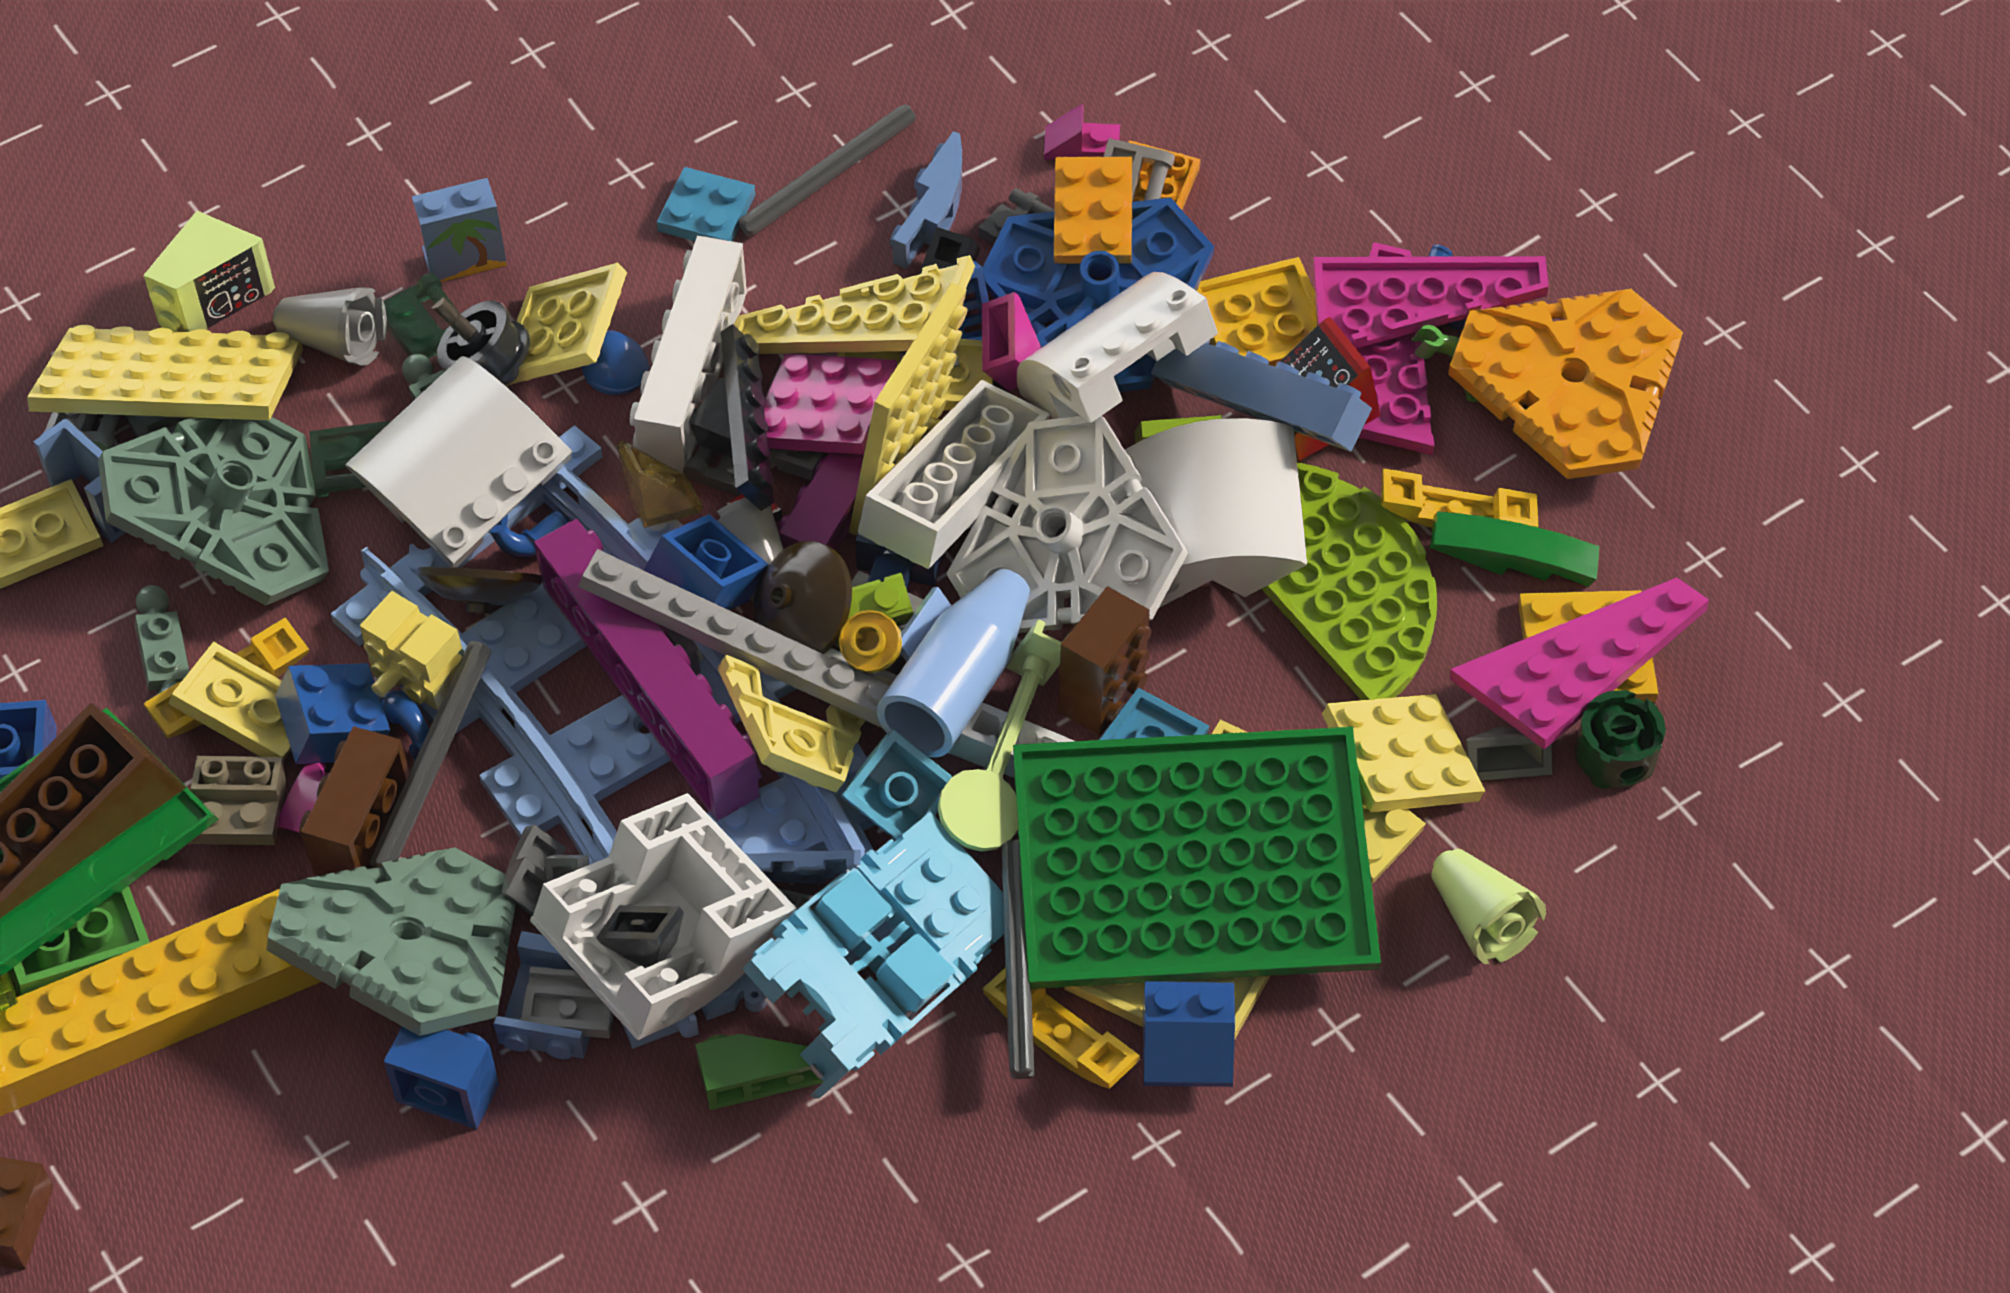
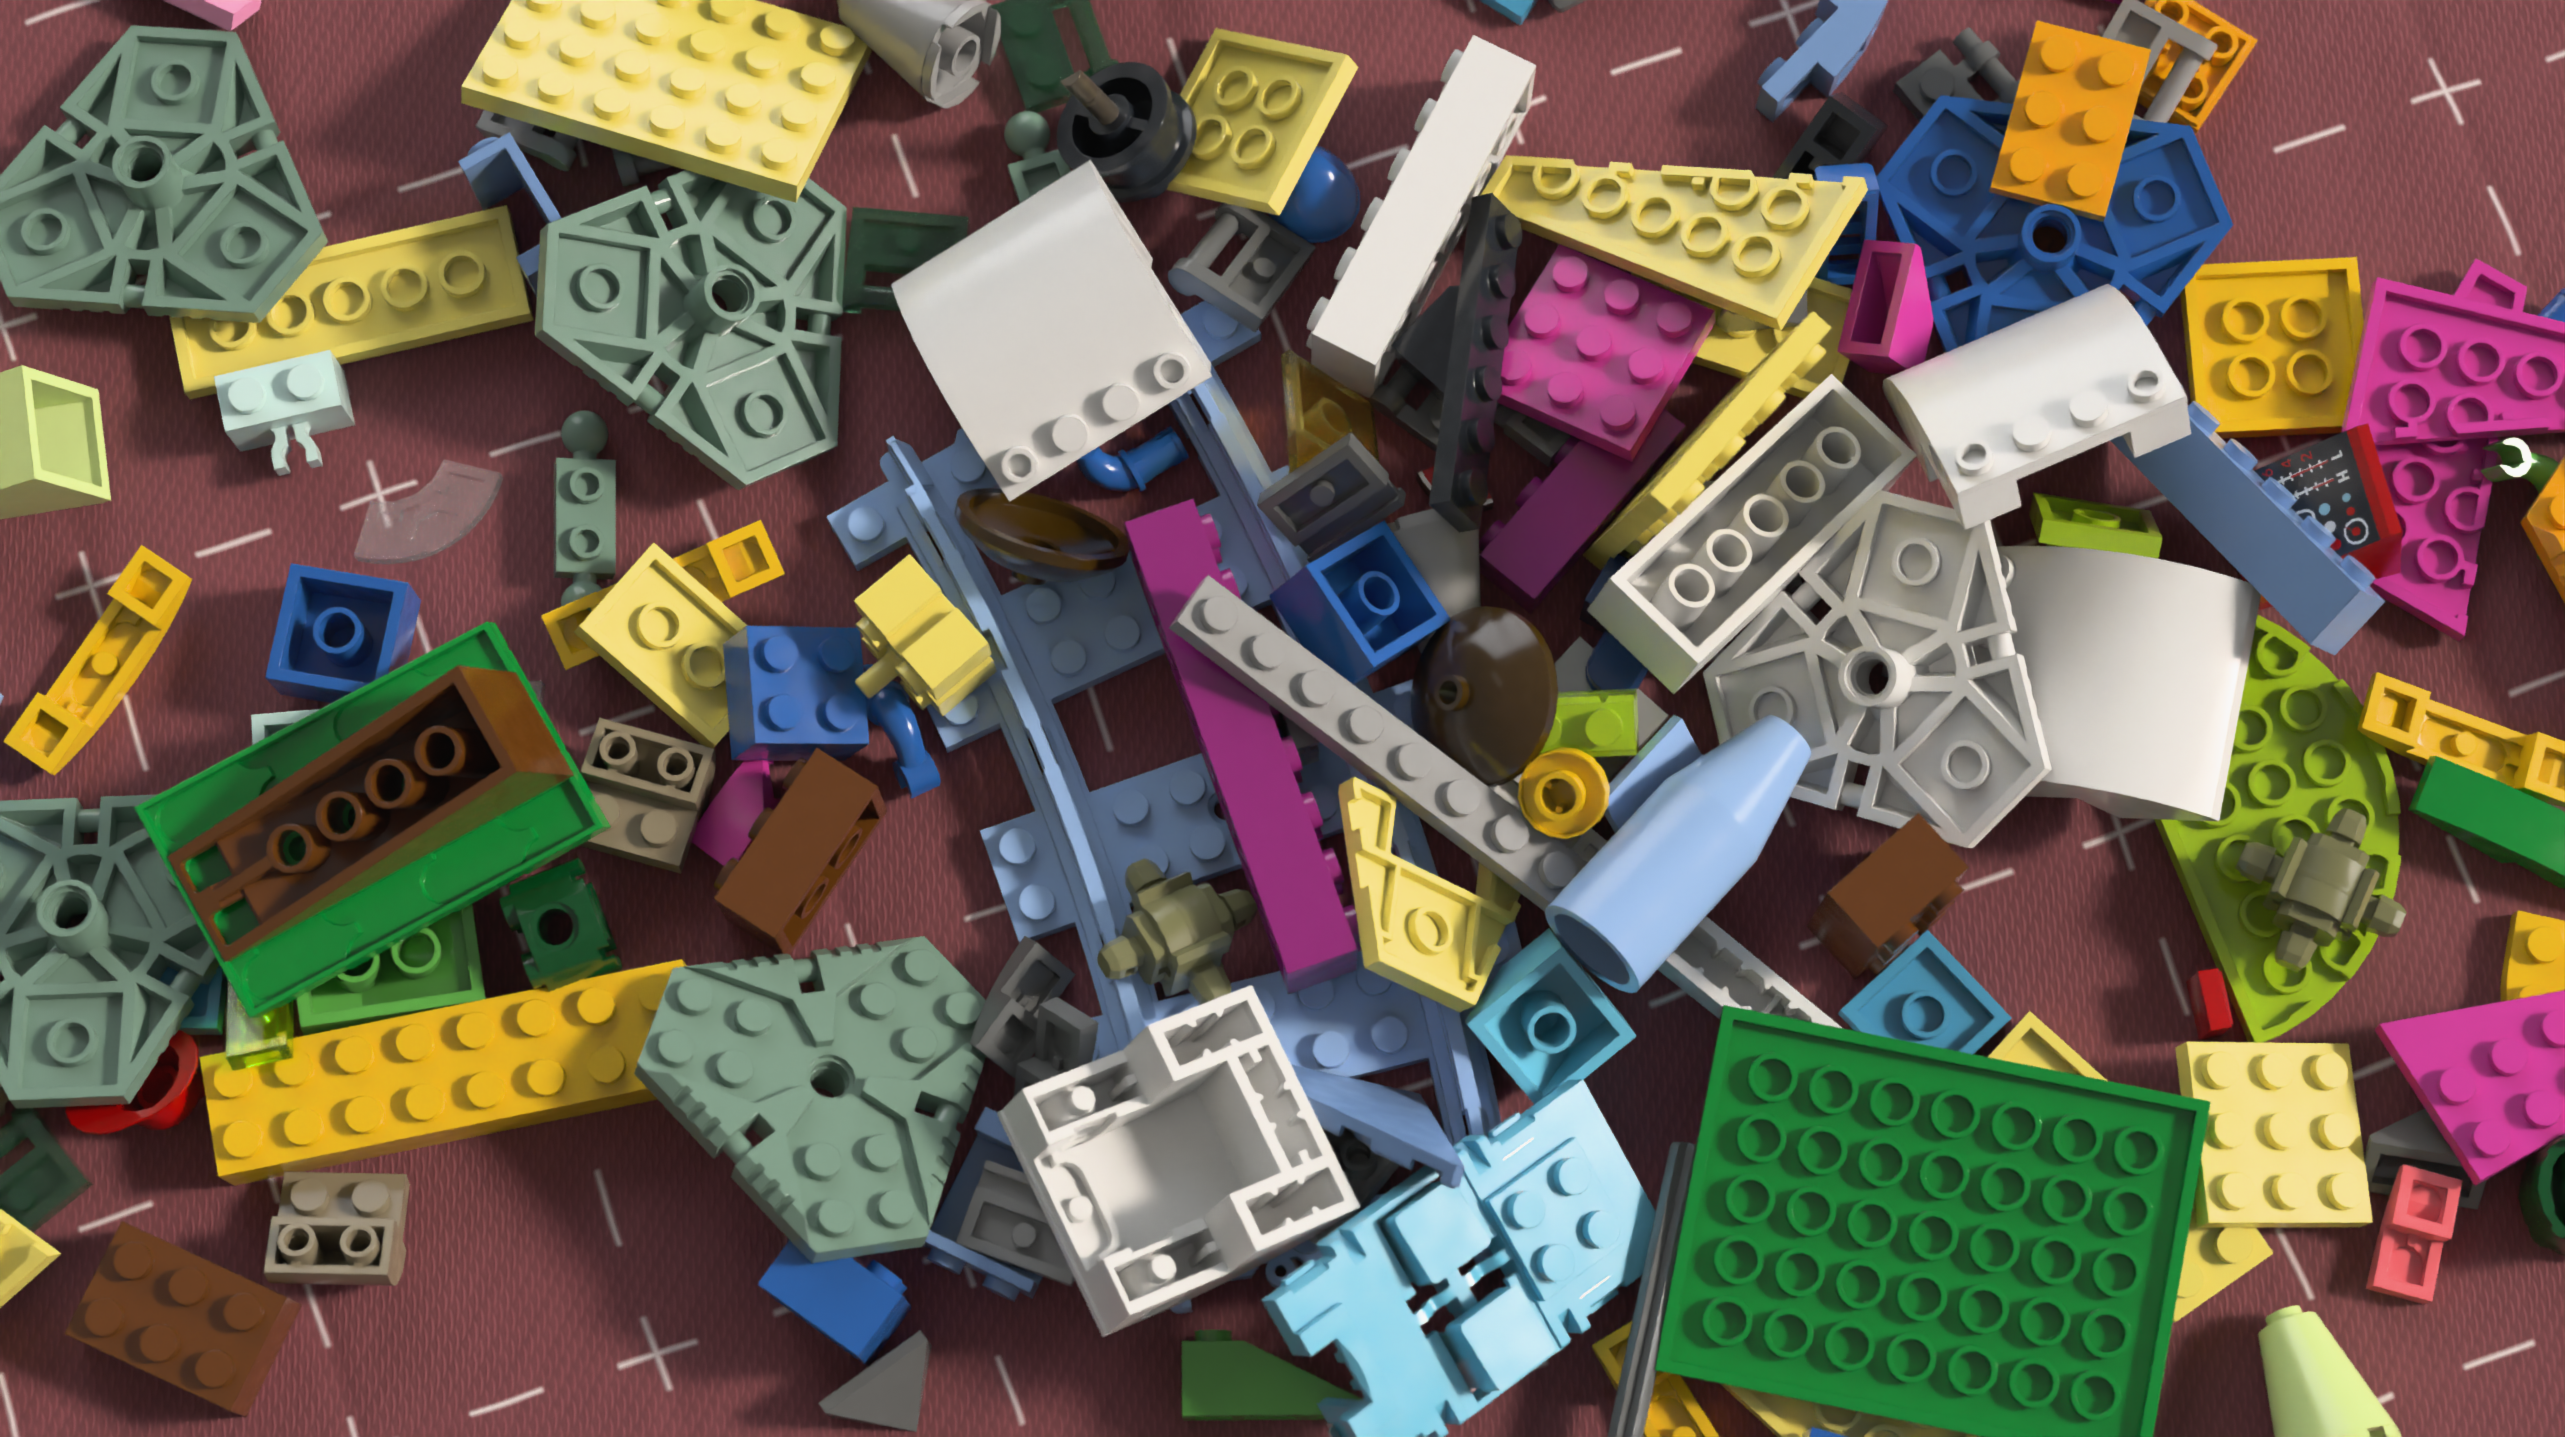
camera: 15 degrees right, 20 degrees up
(57, 673) = (430, 518): none -> clear tile
(71, 1122) = (338, 1229): none -> dark tan brick
(194, 884) = (533, 906): none -> dark green brick
(432, 754) = (918, 796): dark grey axle -> none
(490, 1134) = (888, 1390): none -> dark grey slope
(588, 413) = (1256, 275): none -> dark grey plate
(626, 788) = (1176, 933): none -> olive piece
(642, 932) = (1140, 1181): black slope -> none
(669, 505) = (1331, 498): none -> dark grey plate
(978, 804) = (1656, 1078): yellowish green piece -> none
(1335, 684) = (2209, 1003): none -> red tile
(1386, 597) = (2320, 889): none -> olive piece
(1514, 795) = (2412, 1234): none -> coral slope

